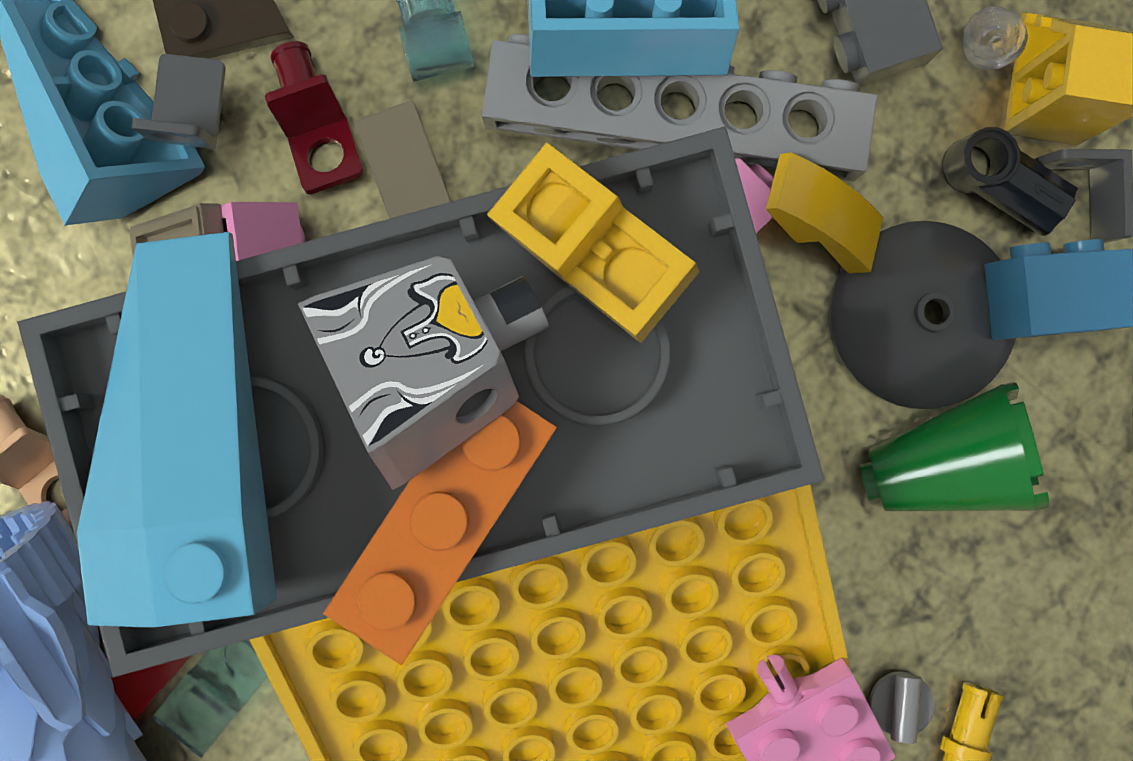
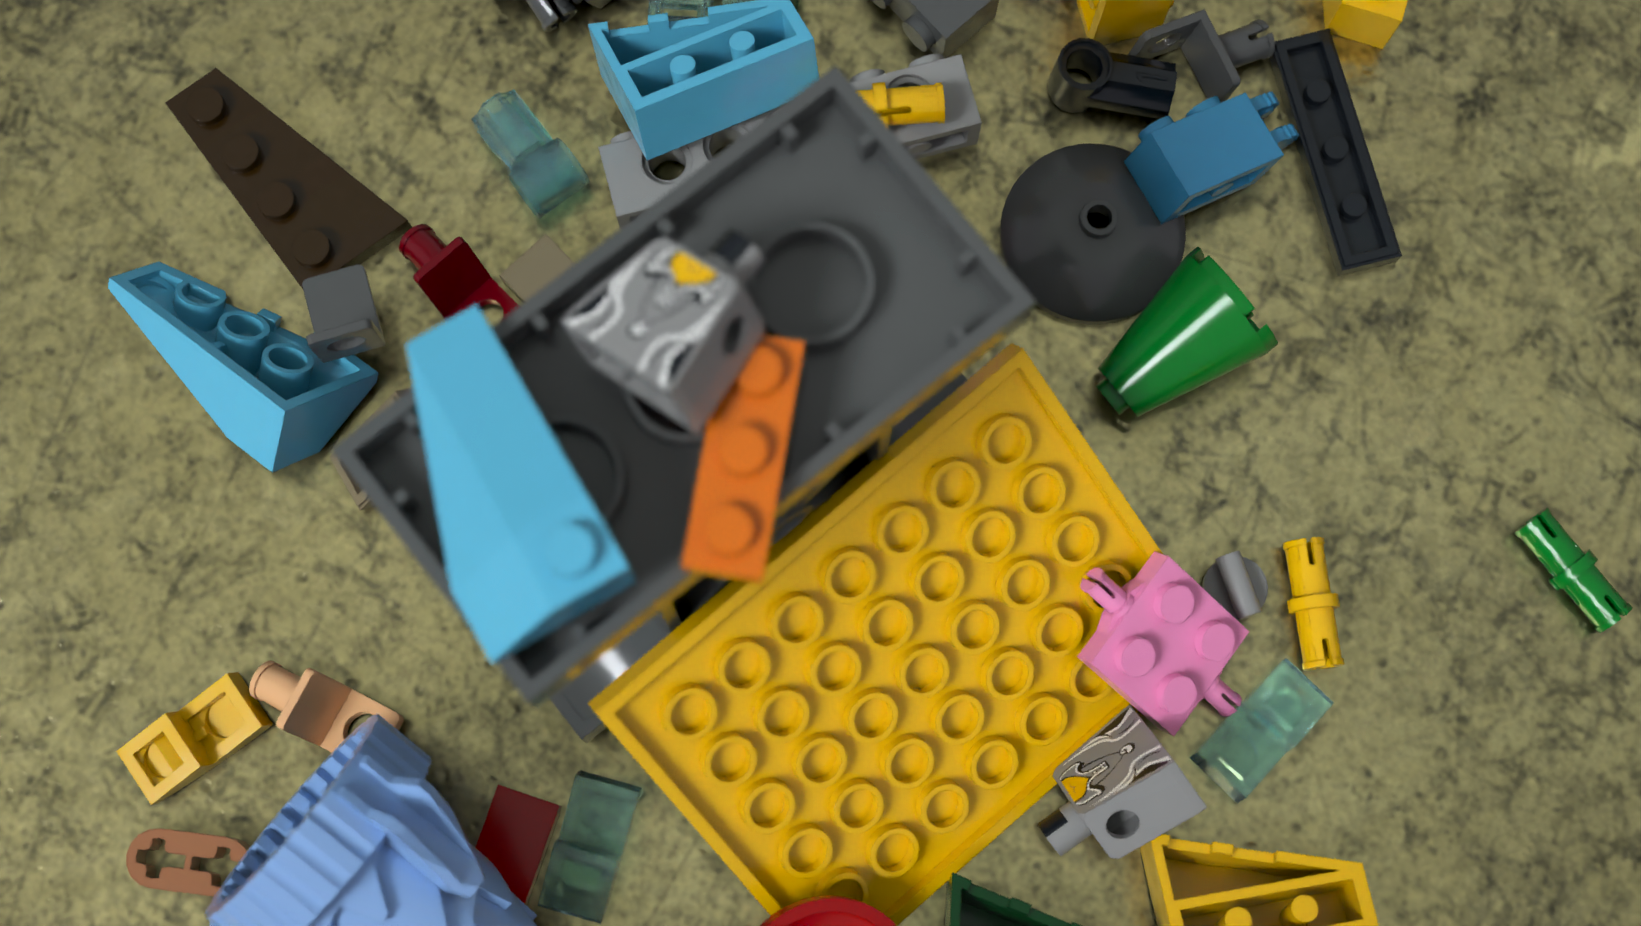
camera: 30 degrees left, 10 degrees down
(593, 242) = (771, 194): yellow slope -> none
(776, 117) = (907, 104): none -> yellow pin
(825, 209) = (969, 172): yellow slope -> none

